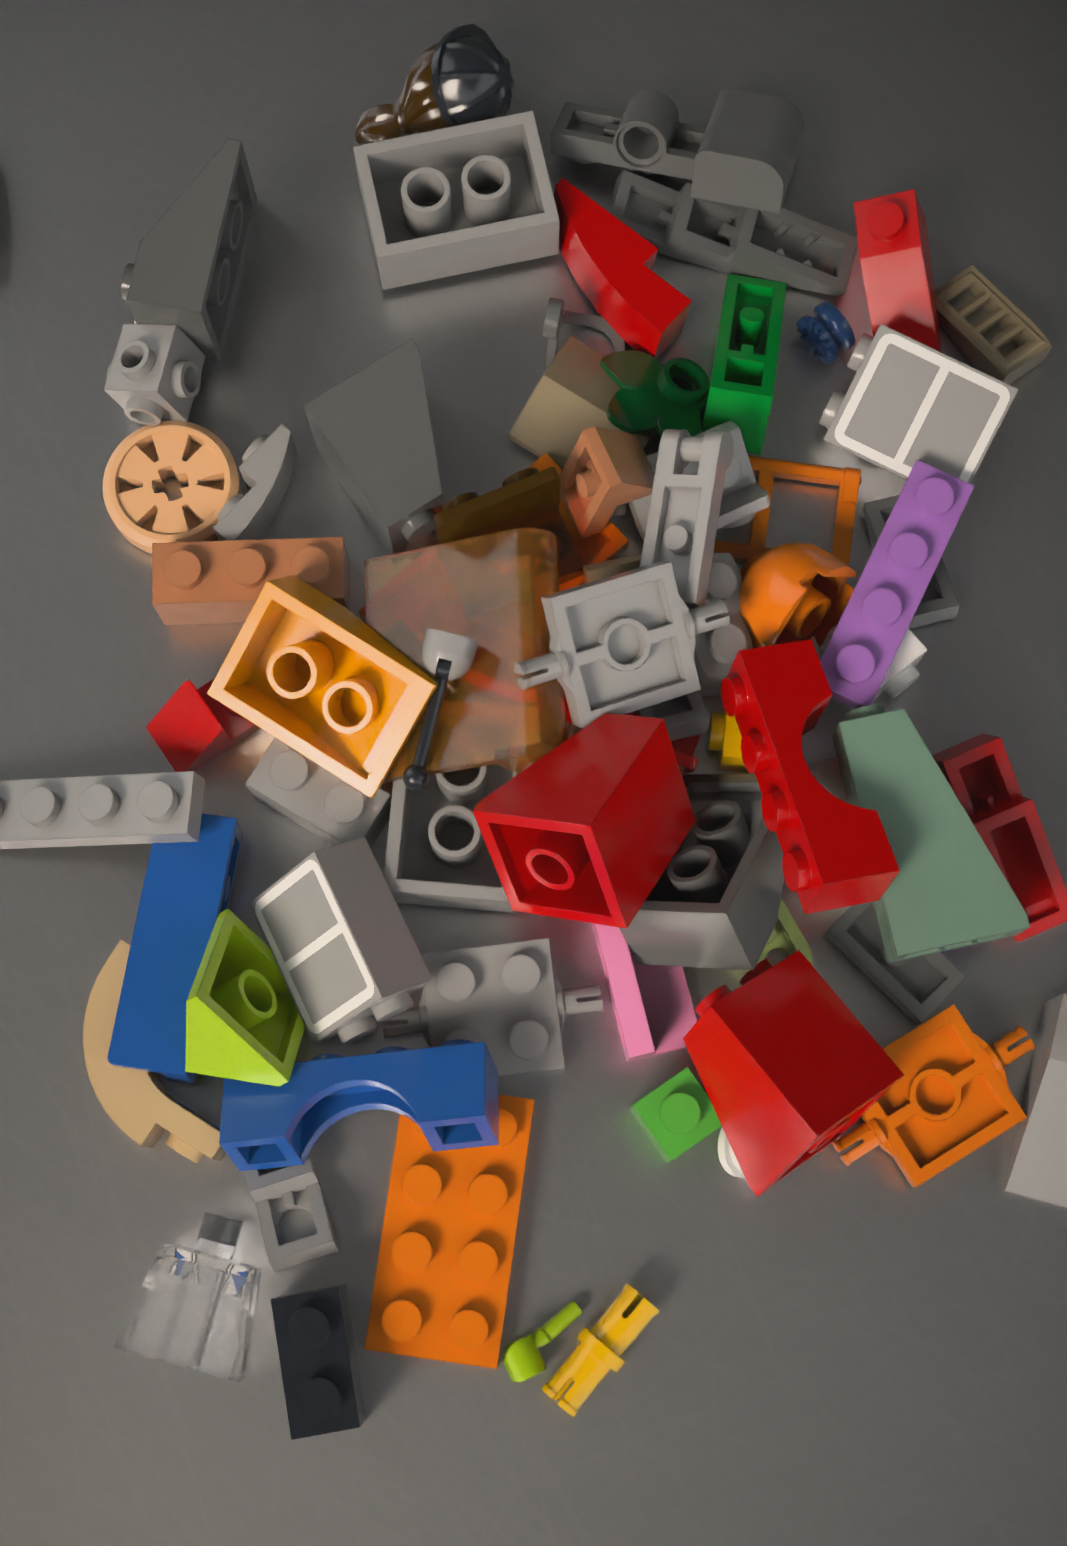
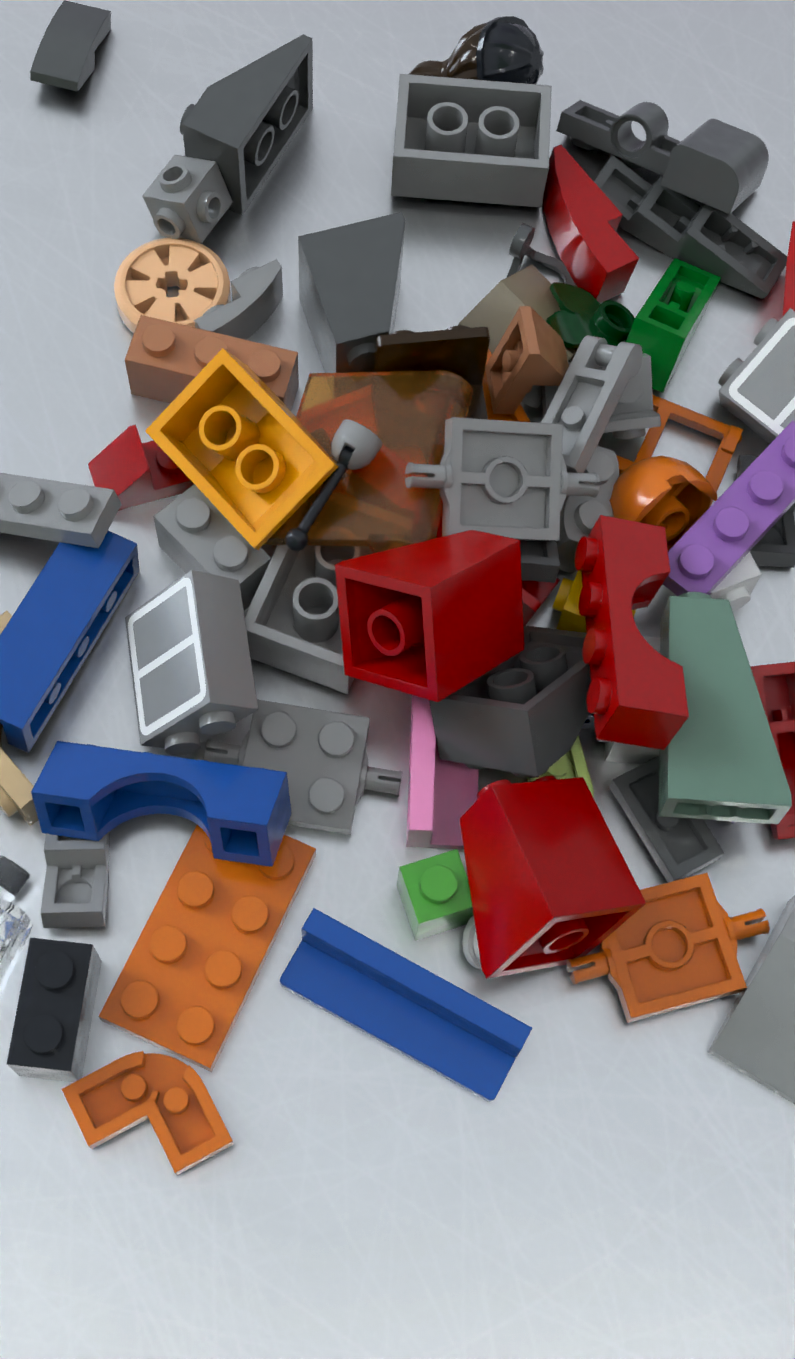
camera: 10 degrees right, 10 degrees down
(241, 1010) = (85, 691): lime slope -> none
(453, 1408) = (156, 1090): none -> orange plate
(523, 1356) = (237, 1063): lime hand -> none
(600, 1350) = (307, 1080): yellow pin -> none
(676, 1243) = (404, 1006): none -> blue panel
(826, 332) = (742, 317): dark blue bush -> none

